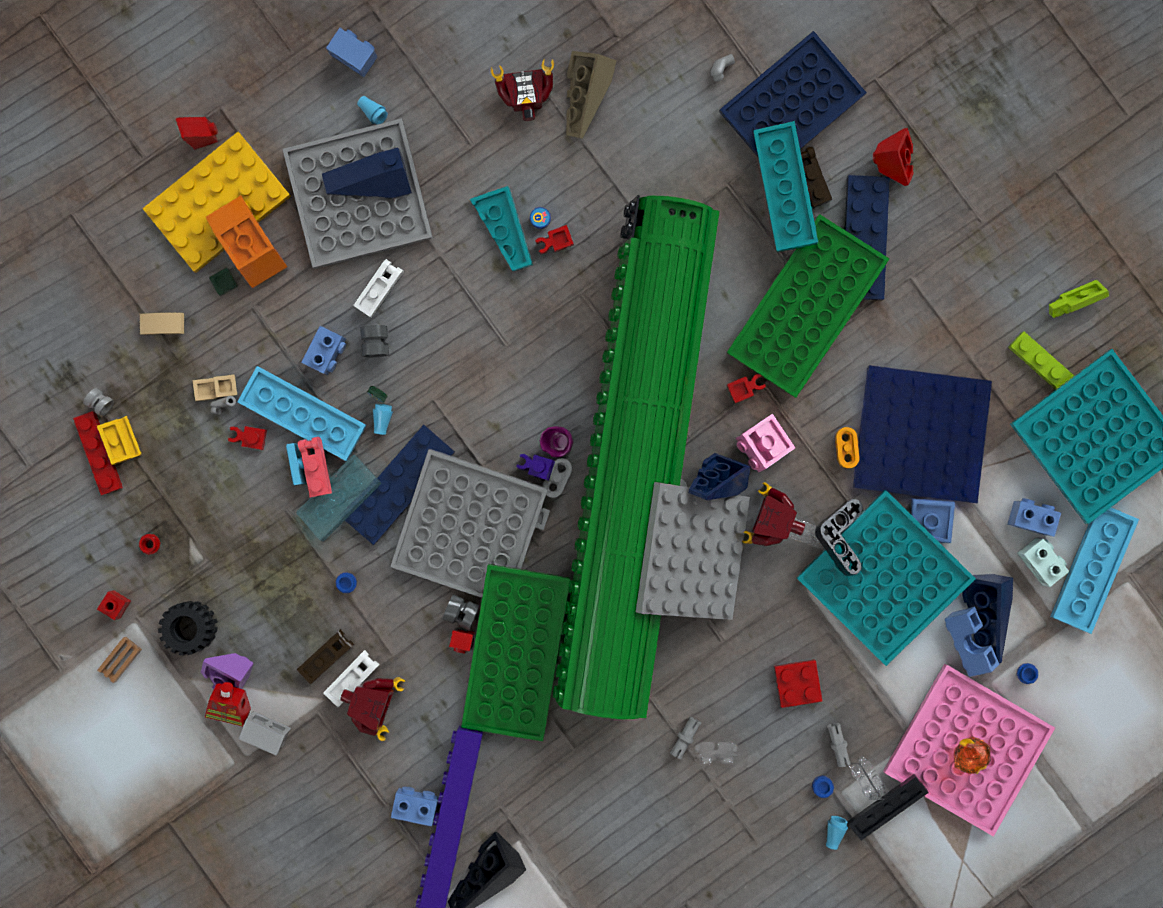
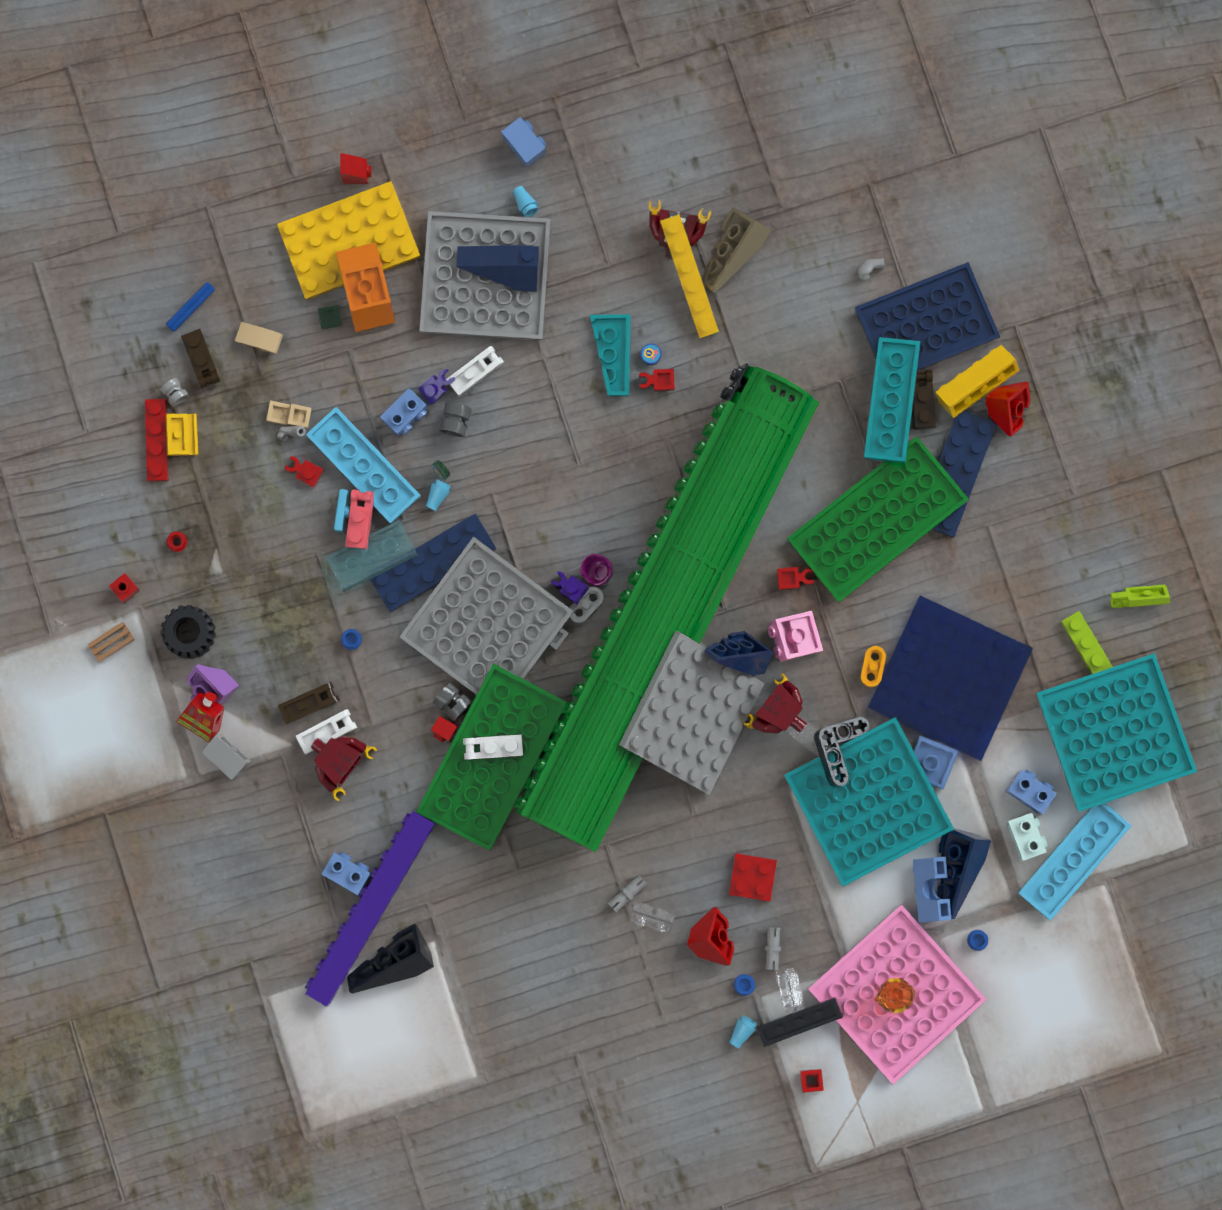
camera: 15 degrees right, 5 degrees down
(87, 315) = (190, 306): none -> blue axle
(113, 361) = (200, 357): none -> dark brown plate
(344, 317) = (435, 388): none -> dark purple plate
(514, 644) = (494, 746): none -> white plate
(552, 129) = (689, 276): none -> yellow plate
(777, 756) = (710, 939): none -> red slope
(859, 142) = (977, 381): none -> yellow brick
(918, 863) = (817, 1085): none -> red plate

